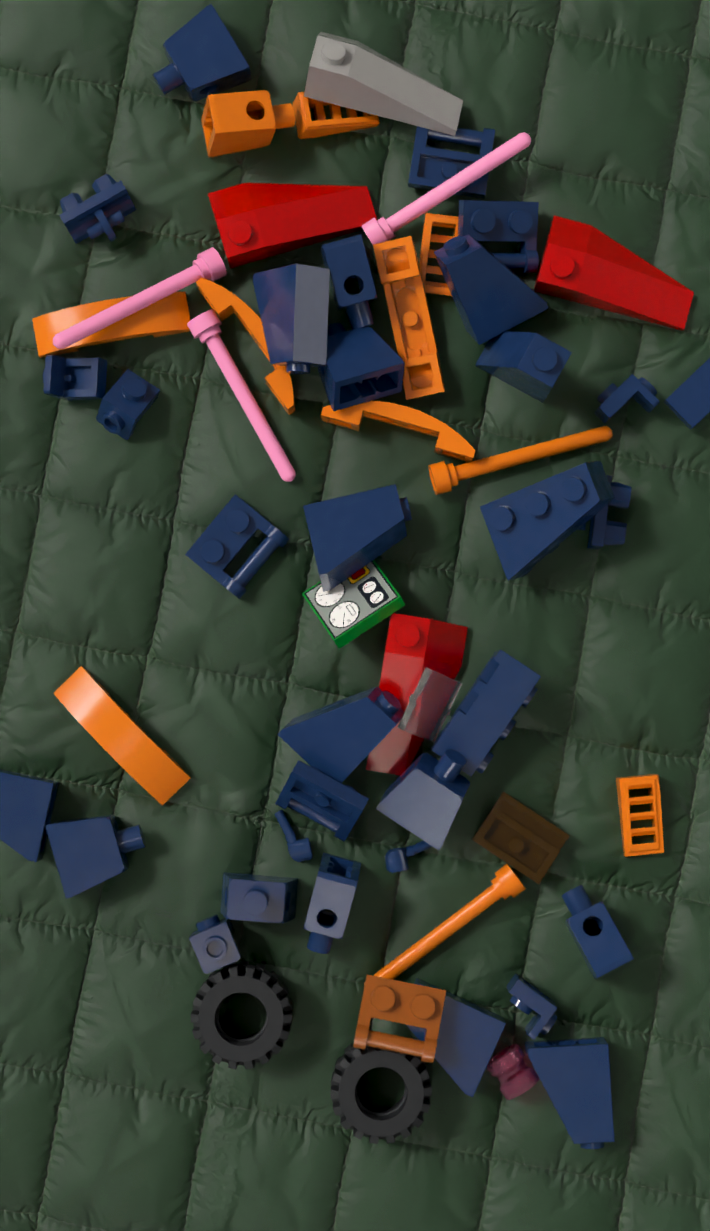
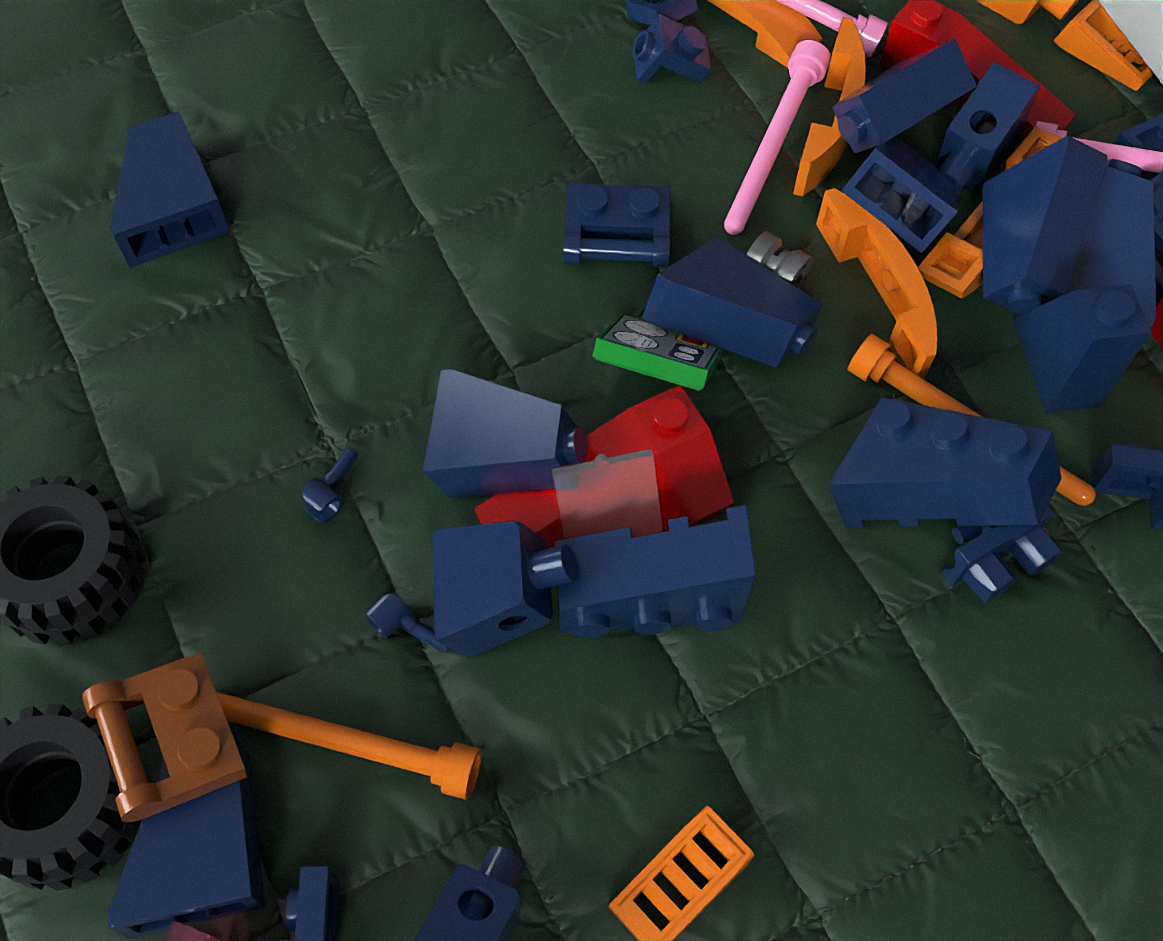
camera: 50 degrees right, 25 degrees down
(91, 850) = (163, 290): dark blue torso -> none
(121, 736) = (317, 253): orange slope -> none
(214, 943) = (130, 465): dark blue bracket -> none
(258, 898) = (219, 471): dark blue torso -> none
(322, 799) = (398, 467): dark blue plate -> none
(332, 891) = (277, 560): dark blue torso -> none
(342, 479) = (787, 264): none -> flat silver wheel
(447, 326) = (1038, 223): none -> dark blue slope
(520, 837) = (528, 743): dark brown plate -> none

